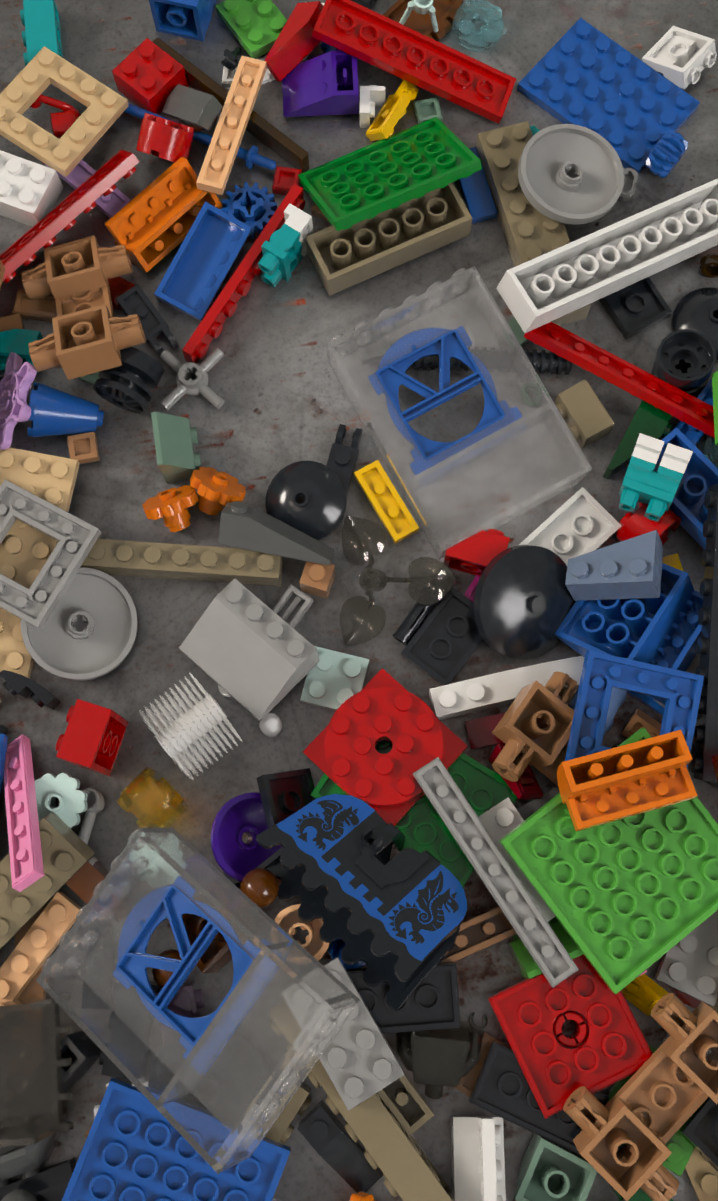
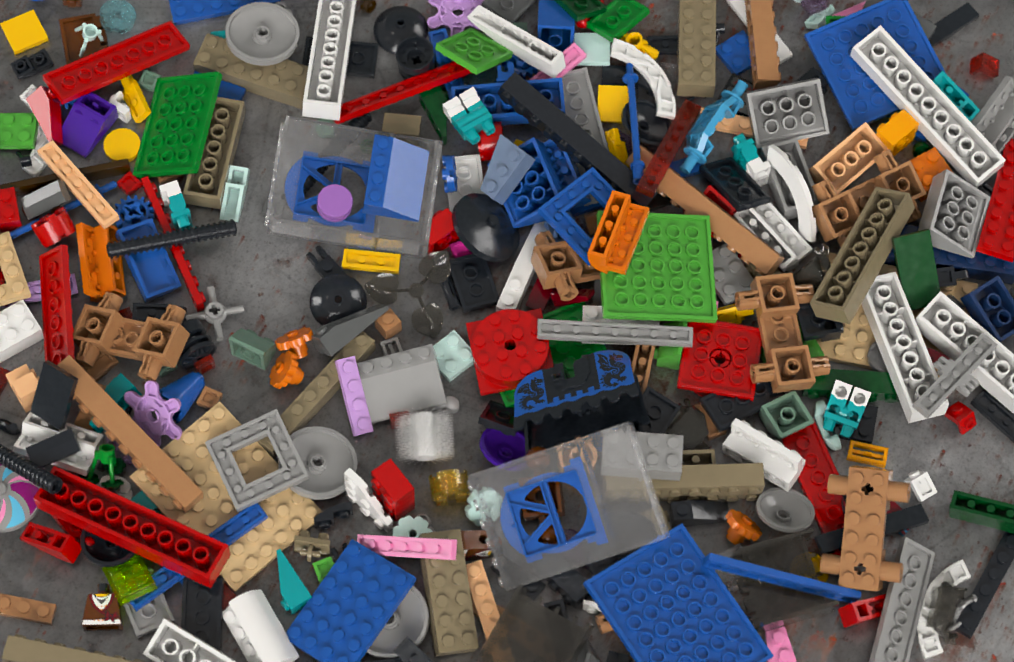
camera: 60 degrees left, 10 degrees down
(63, 692) = (369, 505): none -> white plate
(119, 413) = (204, 365): none -> clear red tile
(192, 604) = (354, 396): none -> lavender plate
(207, 681) = (393, 416): none -> clear red tile
(237, 264) = (171, 238): none -> black piece
(326, 140) = (122, 144): none -> yellow tile
(357, 294) = (234, 193): none -> light aqua slope
(406, 402) = (334, 203): none -> medium lavender head
(493, 449) = (395, 179): none -> slope
(560, 508) = (449, 173): none -> blue plate

